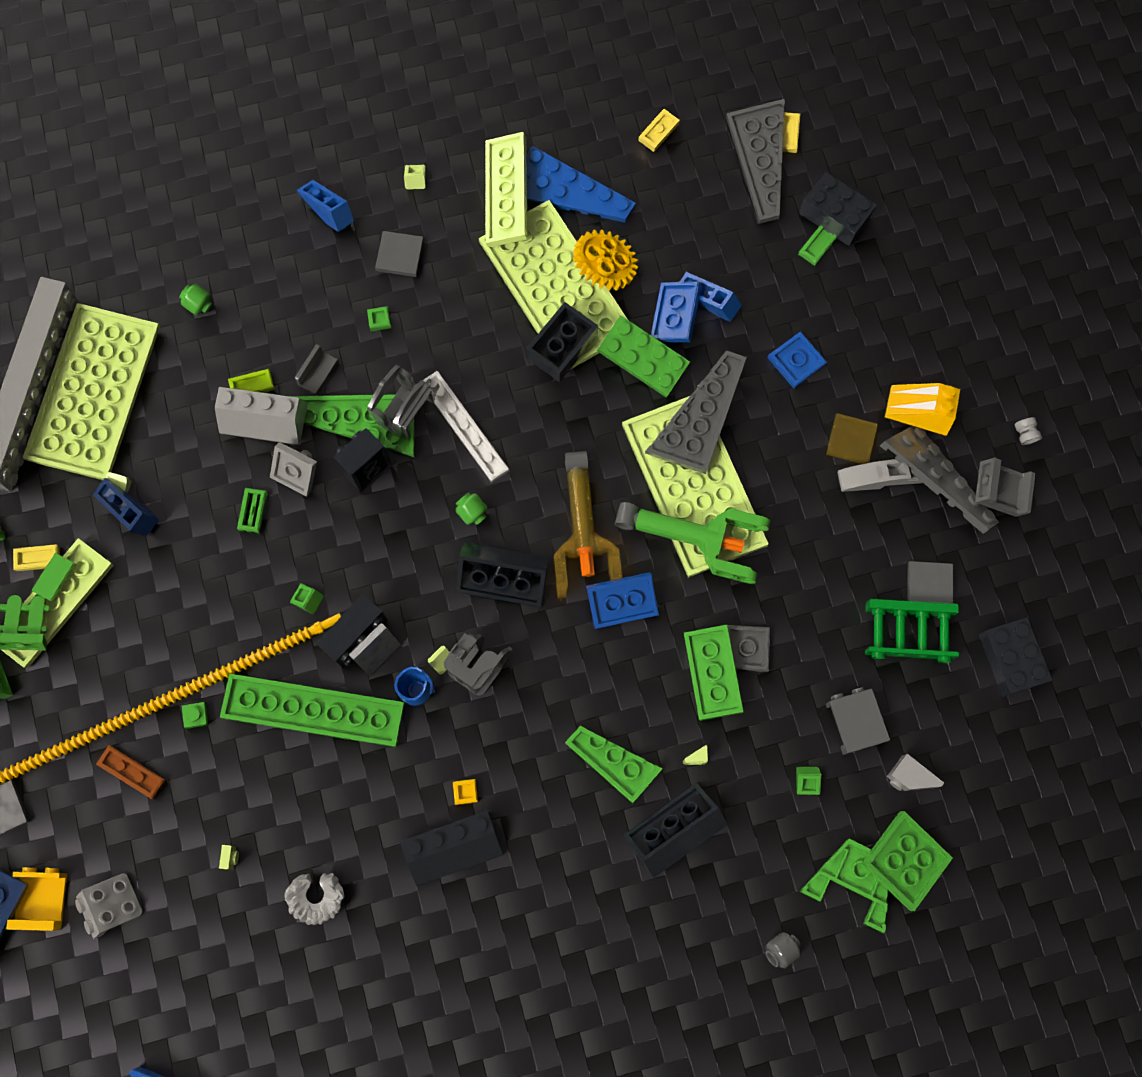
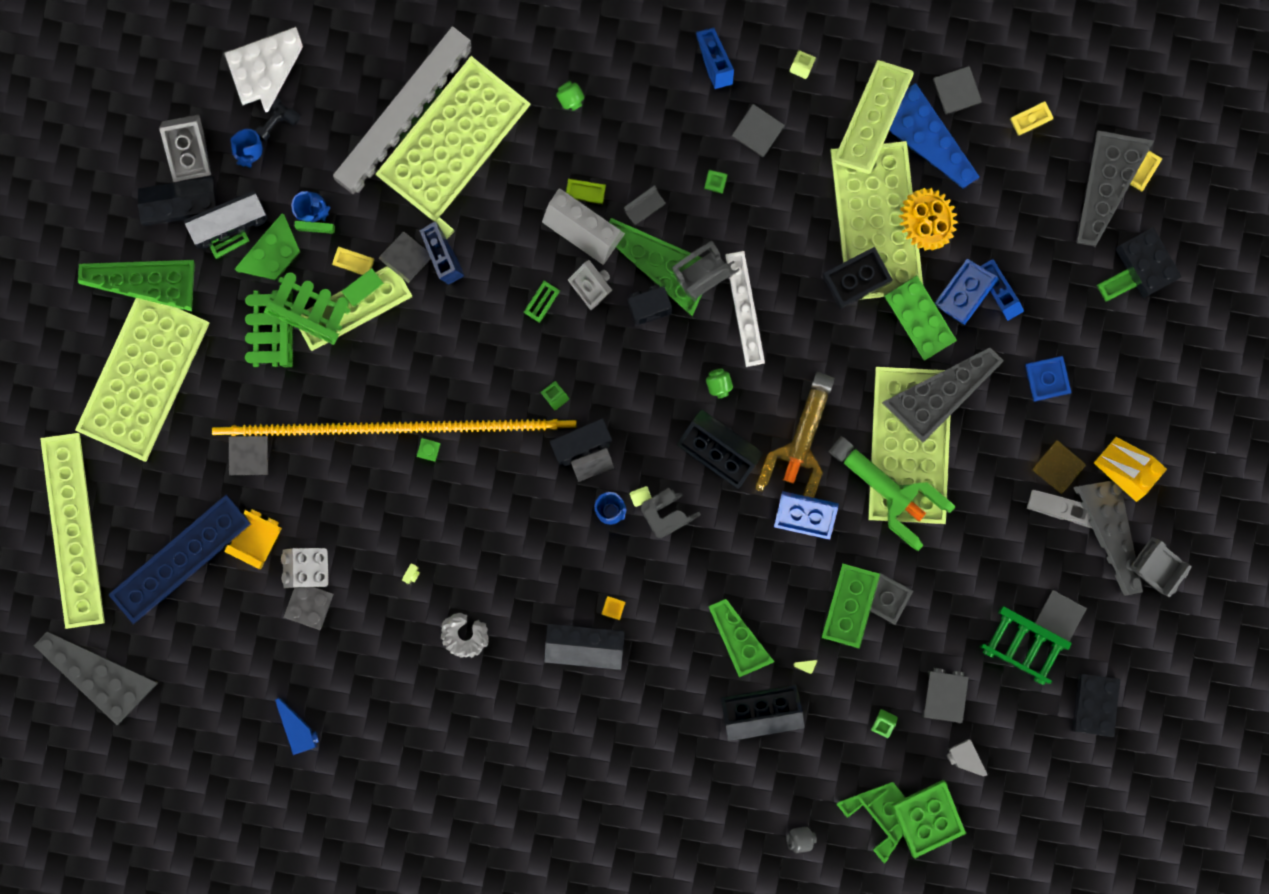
camera: 25 degrees right, 10 degrees up
(88, 527) = (405, 257): none -> flat silver tile
(129, 946) = (308, 606): none -> flat silver plate
(131, 772) = (361, 472): dark orange tile -> none
(312, 710) = (522, 489): bright green plate -> none
(575, 136) = (957, 90): none -> dark grey tile
(1028, 431) = (1207, 528): light grey wheel -> none

